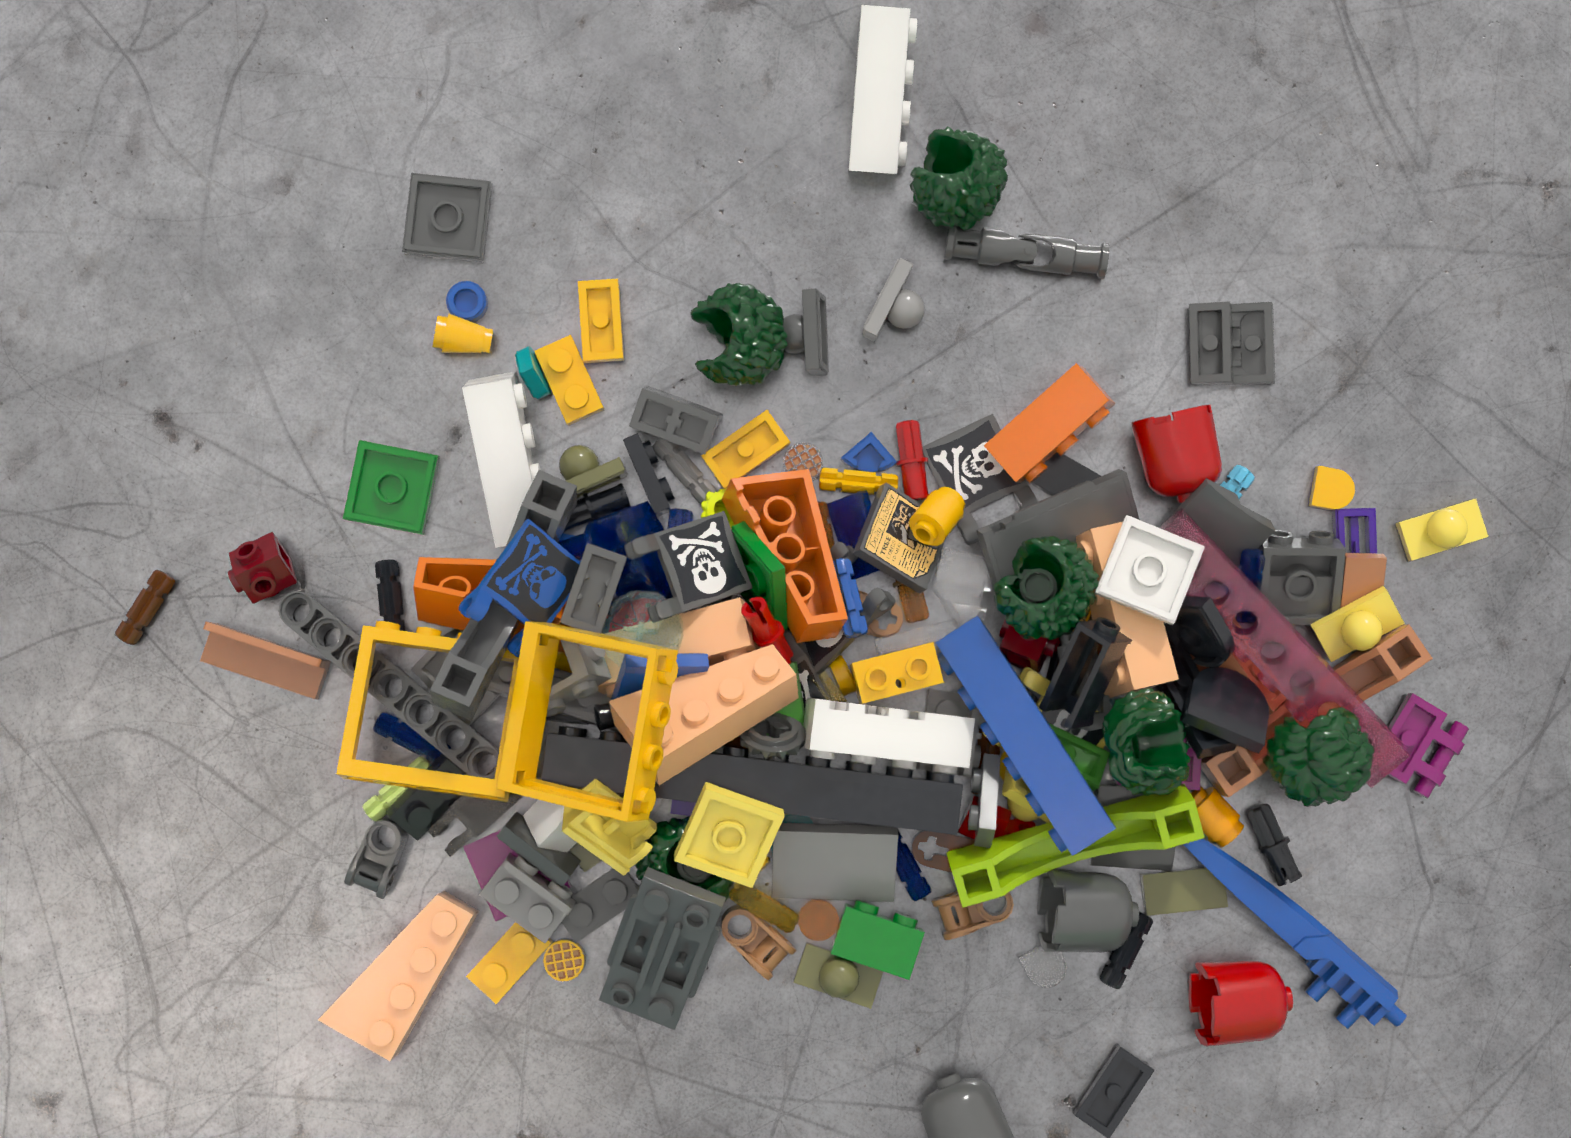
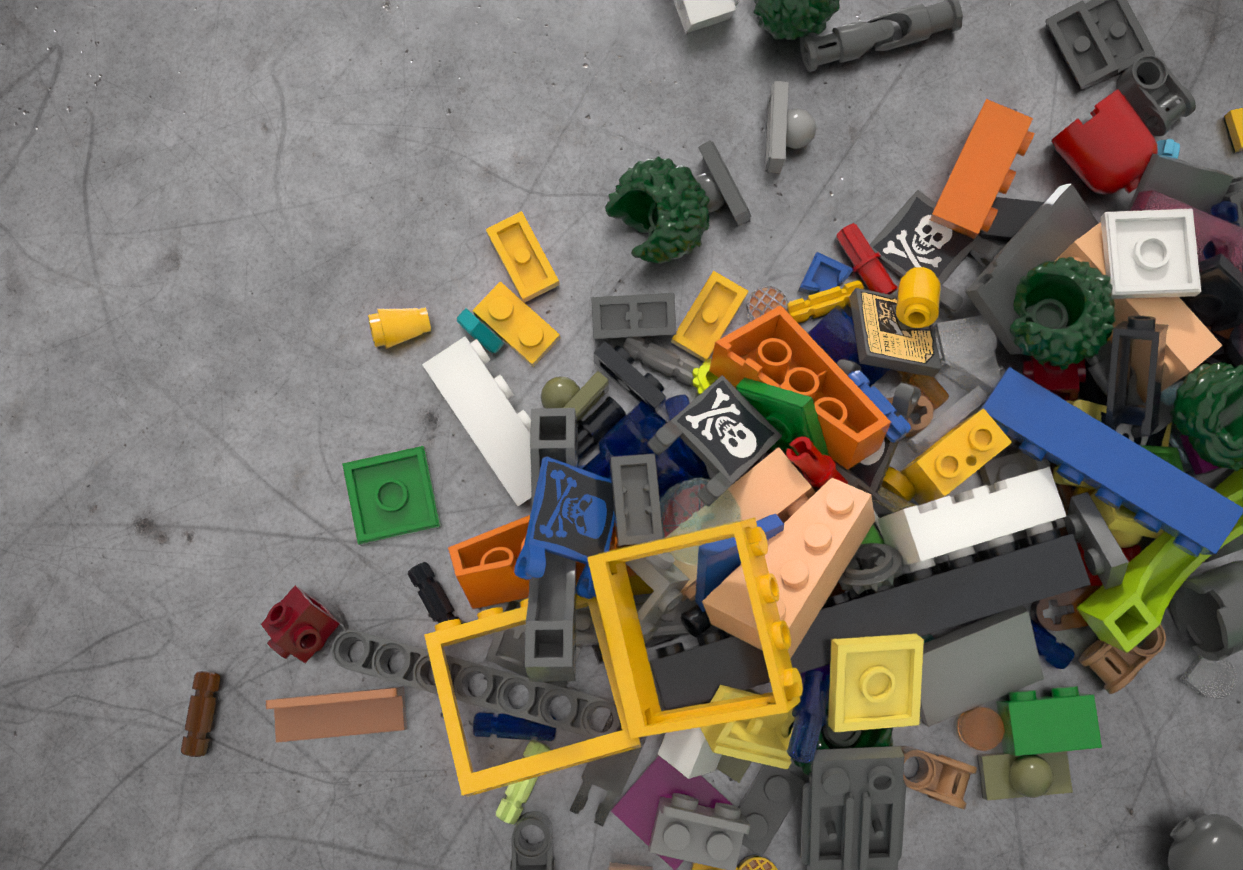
camera: 25 degrees left, 5 degrees down
(420, 809) = (553, 793): black plate -> none
(447, 217) = (338, 225): dark grey tile -> none
(467, 301) = (389, 292): blue tile -> none
(552, 863) = (710, 788): dark grey tile -> none
(659, 839) = (809, 717): none -> clear blue axle
(764, 907) = (929, 739): clear yellow axle -> none
(1255, 423) = (1156, 95): none -> dark grey piece

